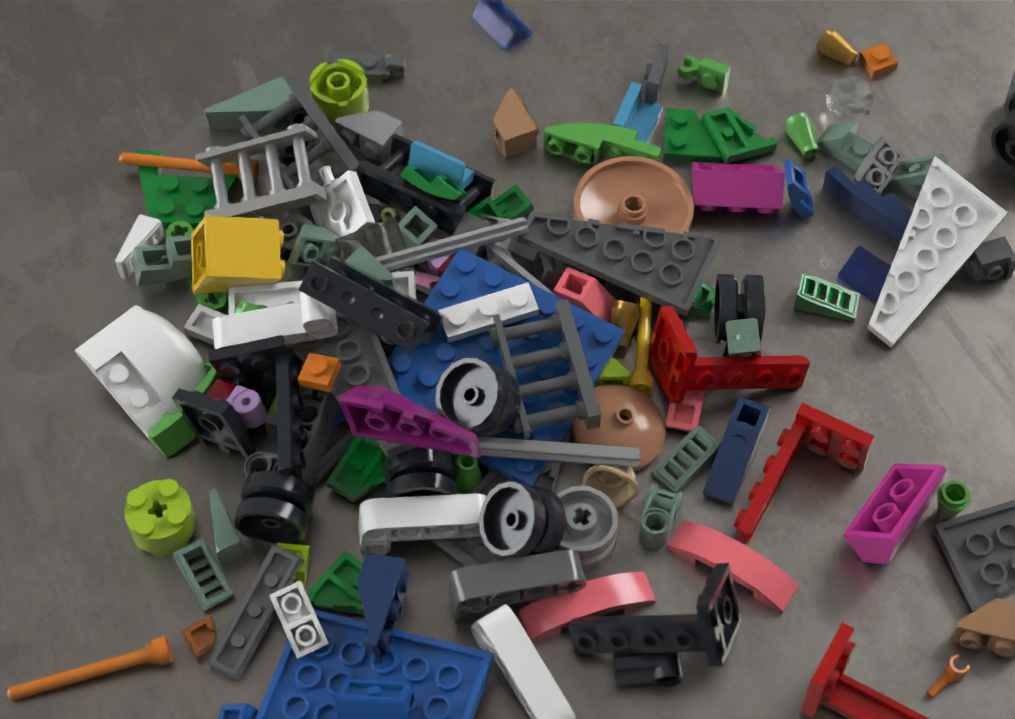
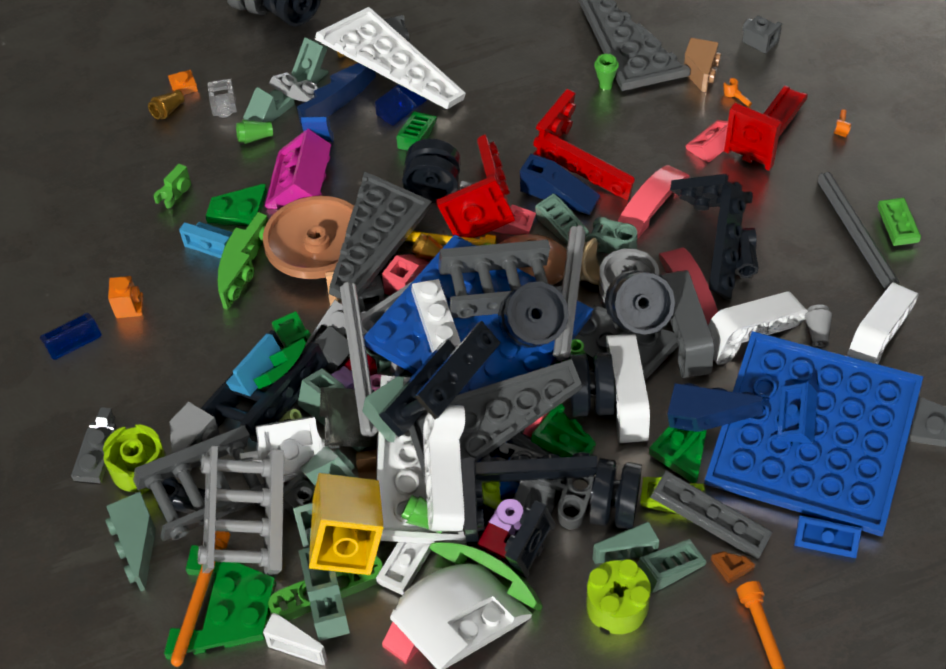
camera: 85 degrees left, 5 degrees down
(298, 619) = (723, 475): white slope -> none
(319, 372) = (494, 438): orange plate -> none
(395, 419) = (557, 366): magenta wedge -> none
(513, 127) = (201, 323): medium nougat slope -> none
(544, 54) = (125, 297): none -> orange brick
(655, 73) = (165, 216): dark grey plate -> none
(734, 136) = (245, 173): green wing -> none
(743, 337) = (472, 165): sand green slope -> none
(868, 652) = (709, 142): none -> coral slope
(893, 510) = (619, 92): dark pink slope -> none

